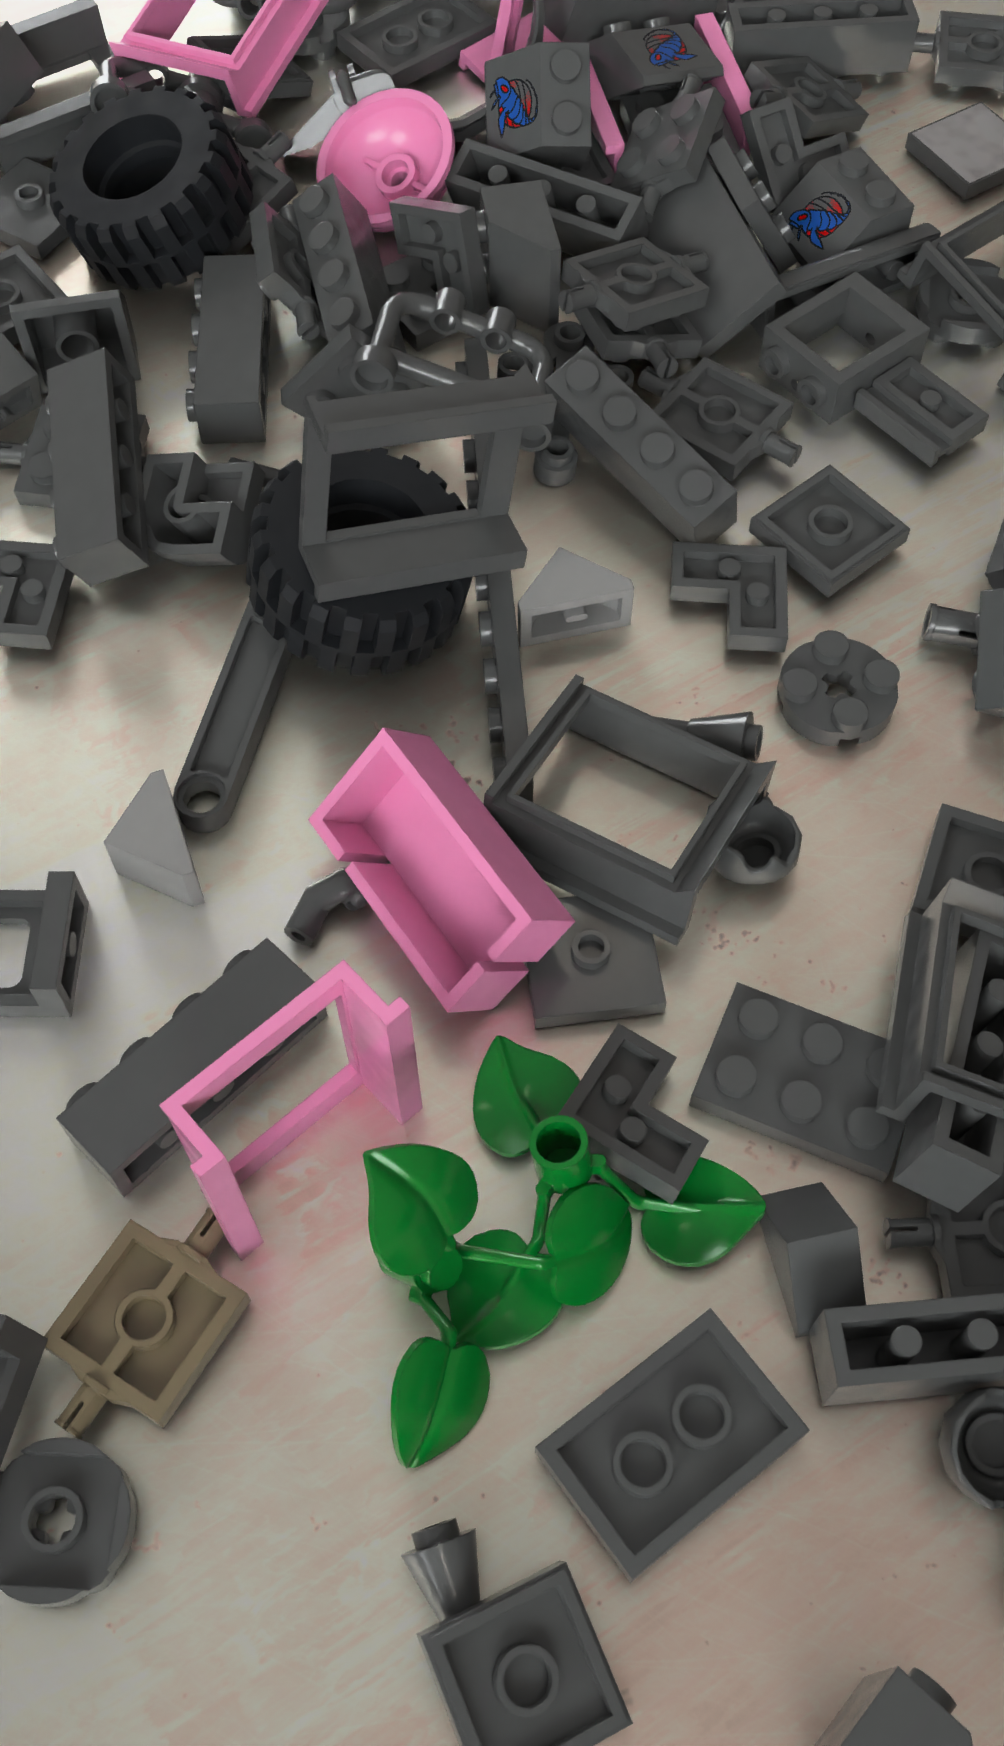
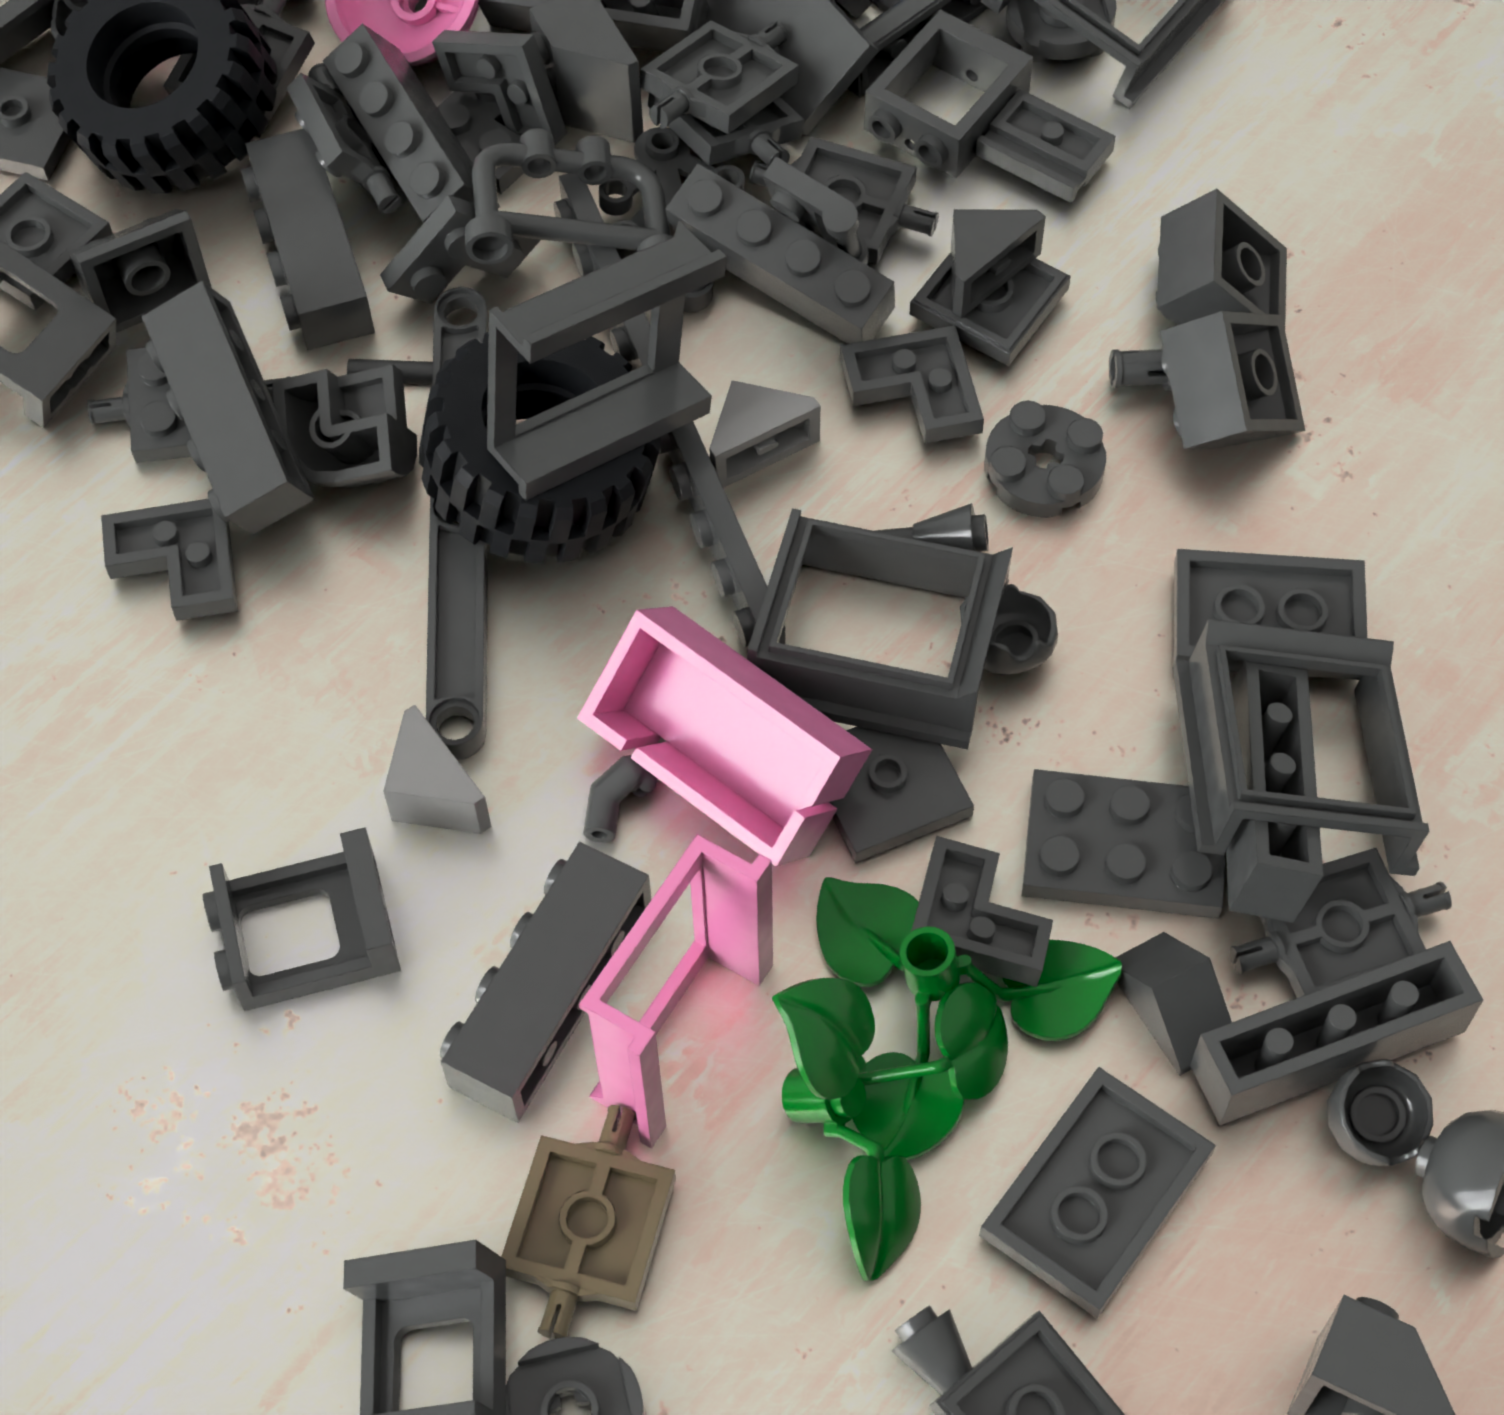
camera: 15 degrees left, 0 degrees up
(681, 407) = (815, 208): none -> dark grey plate
(839, 486) = (989, 251): none -> dark grey slope

